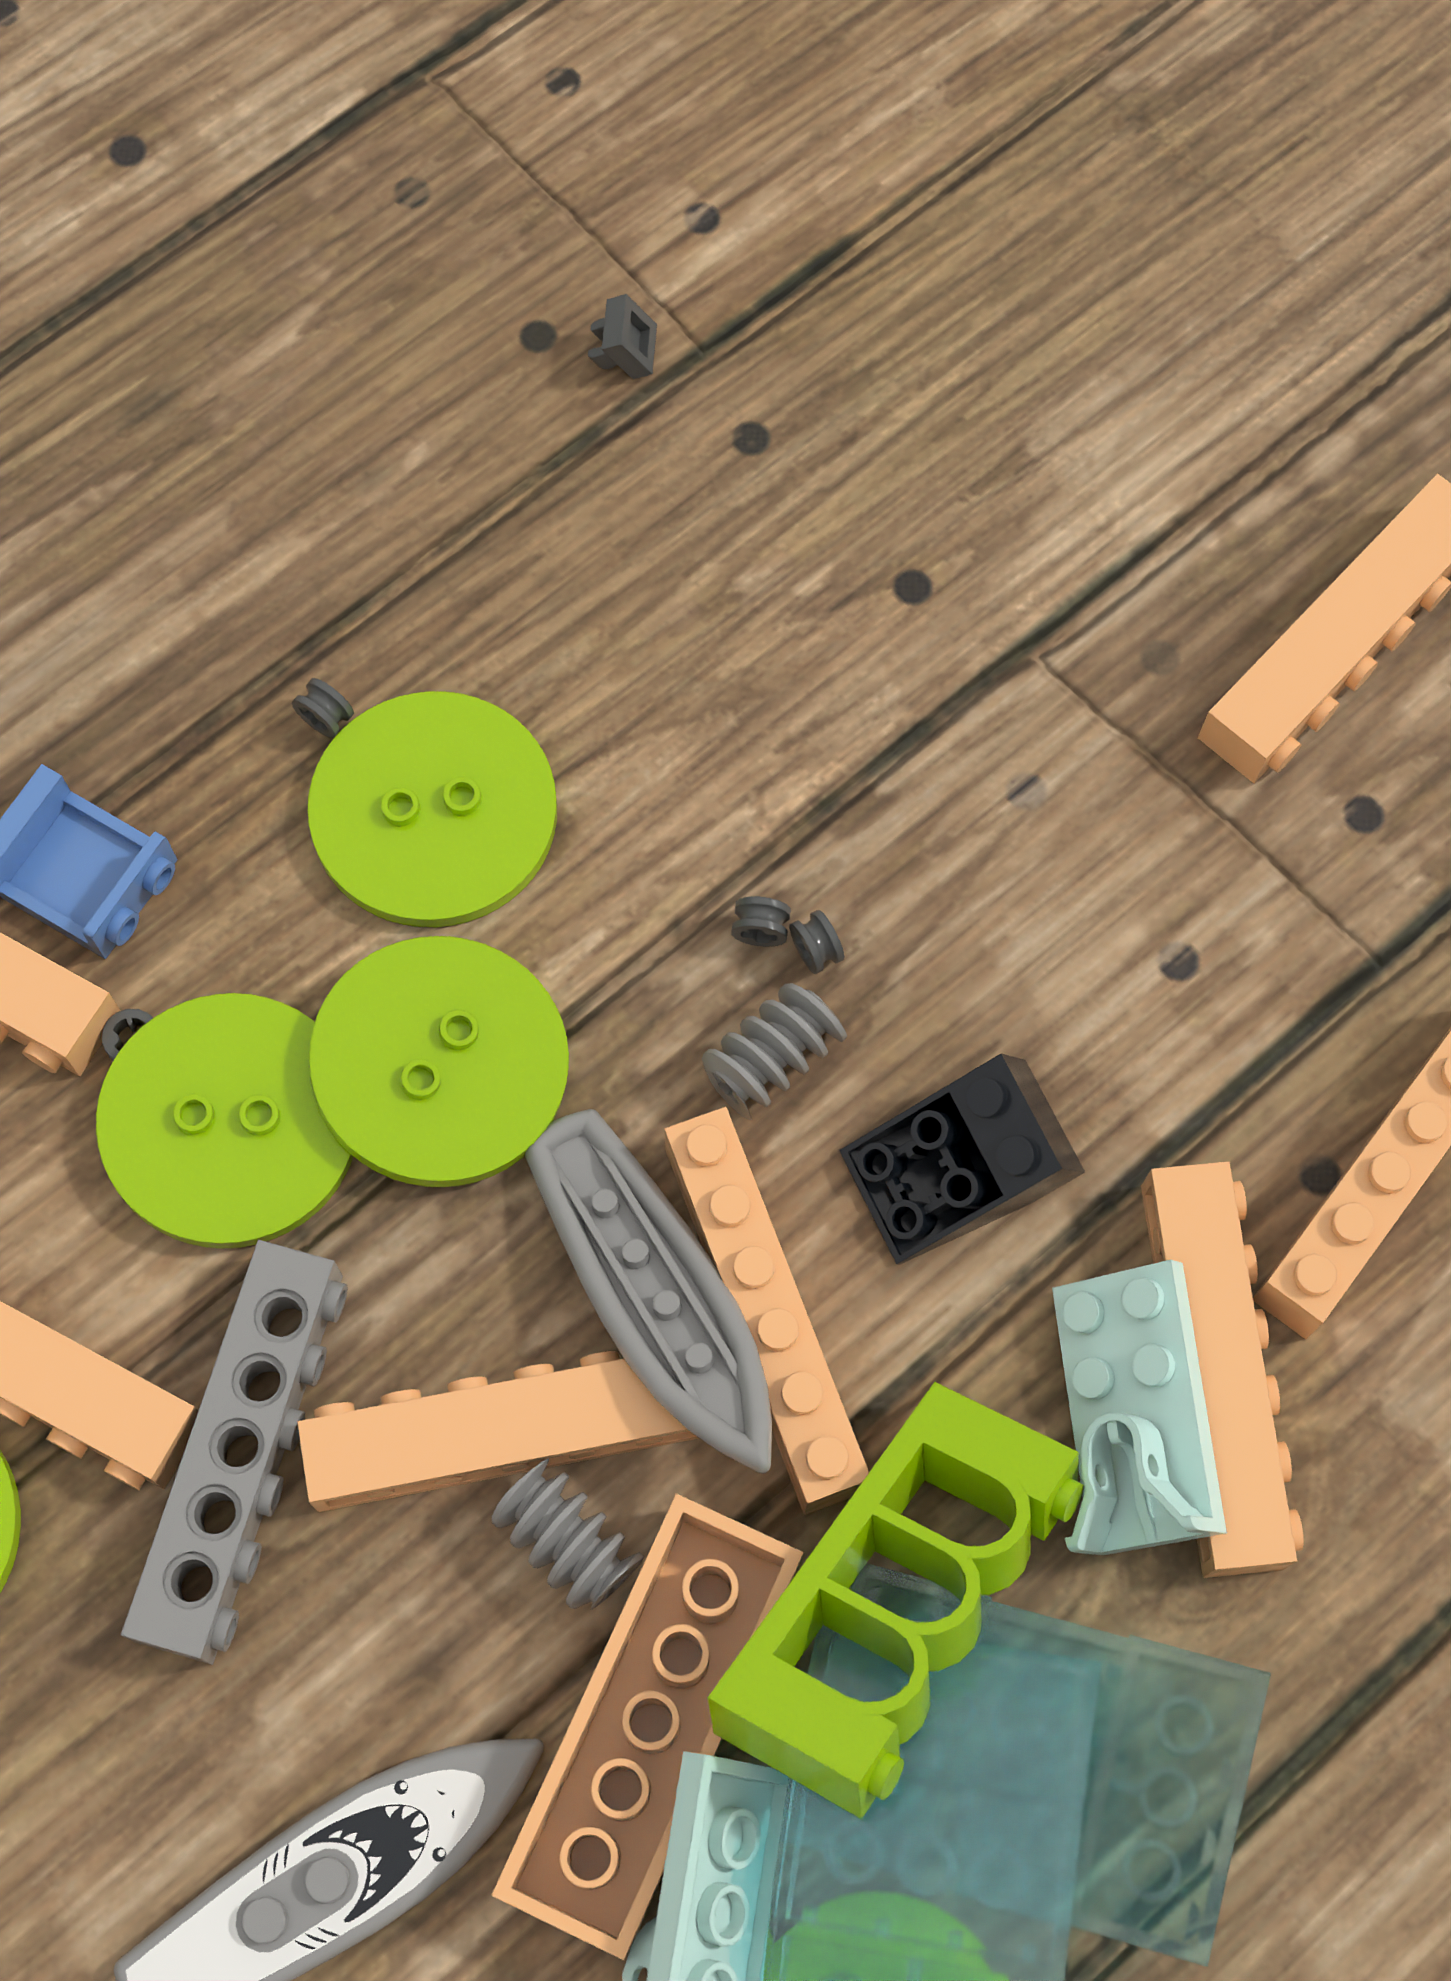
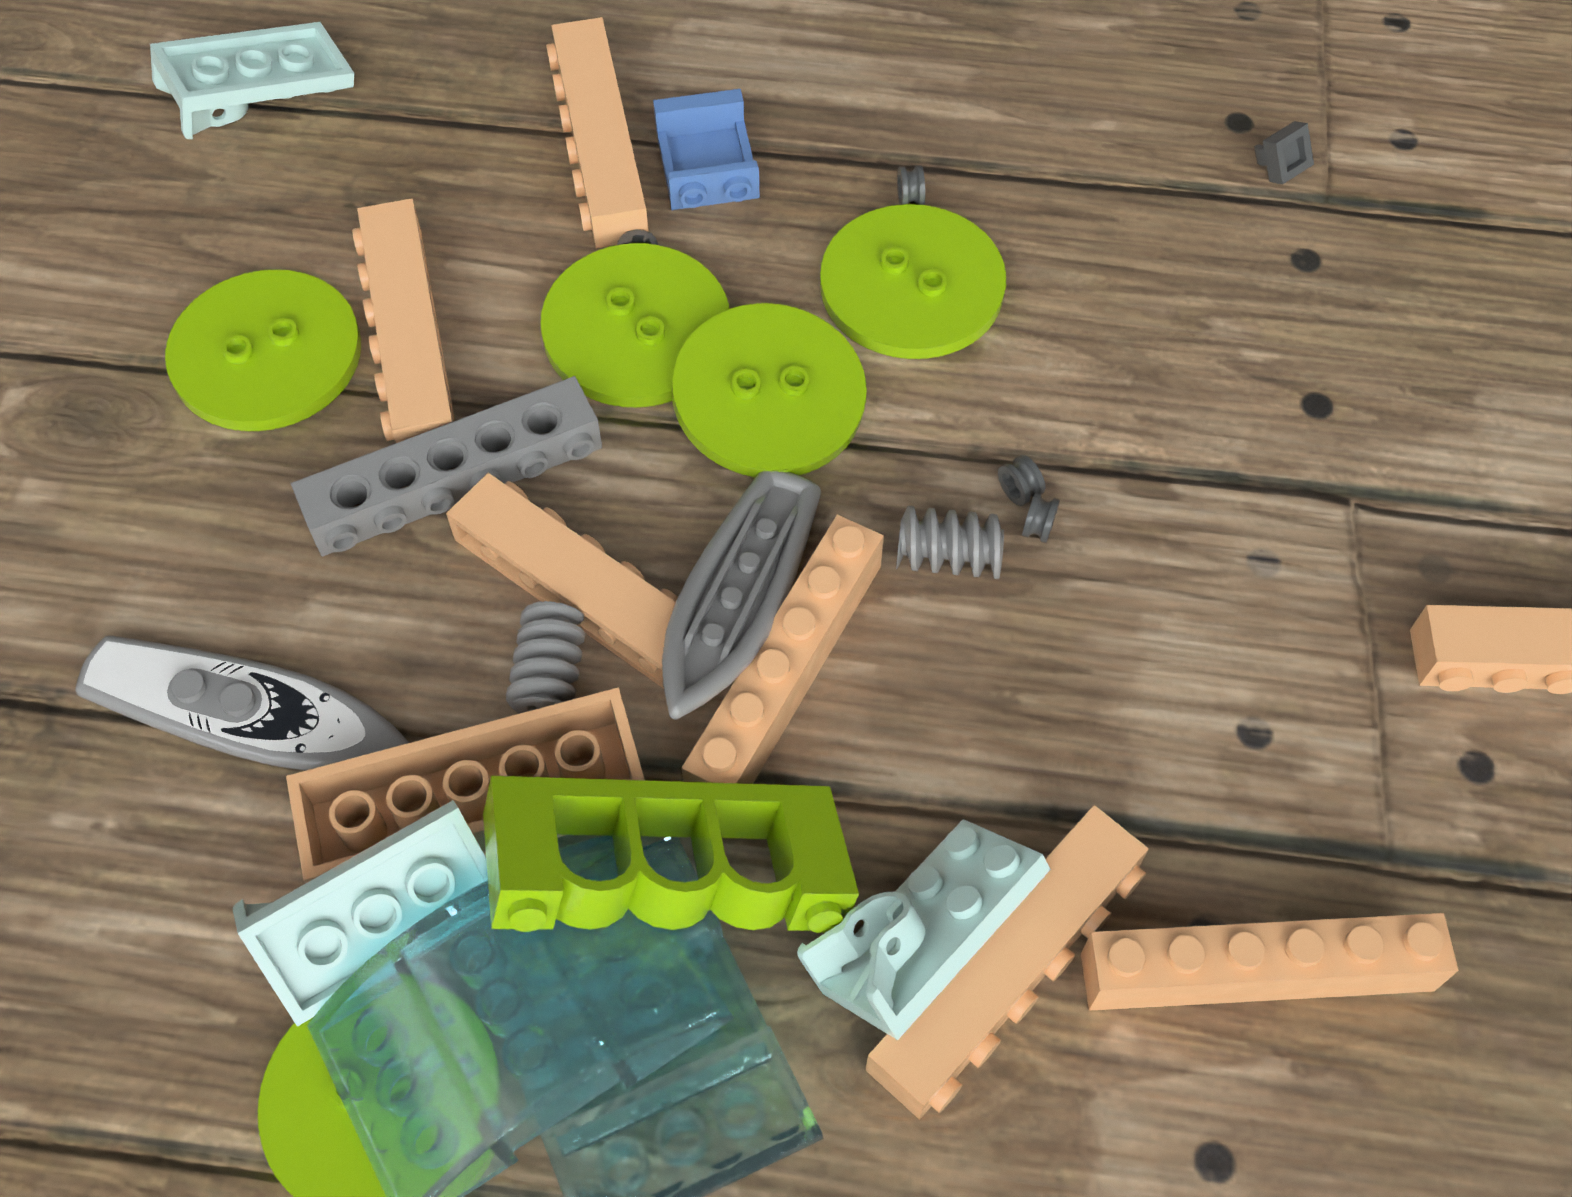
camera: 50 degrees right, 10 degrees down
(961, 1158) = (995, 701): black slope -> none

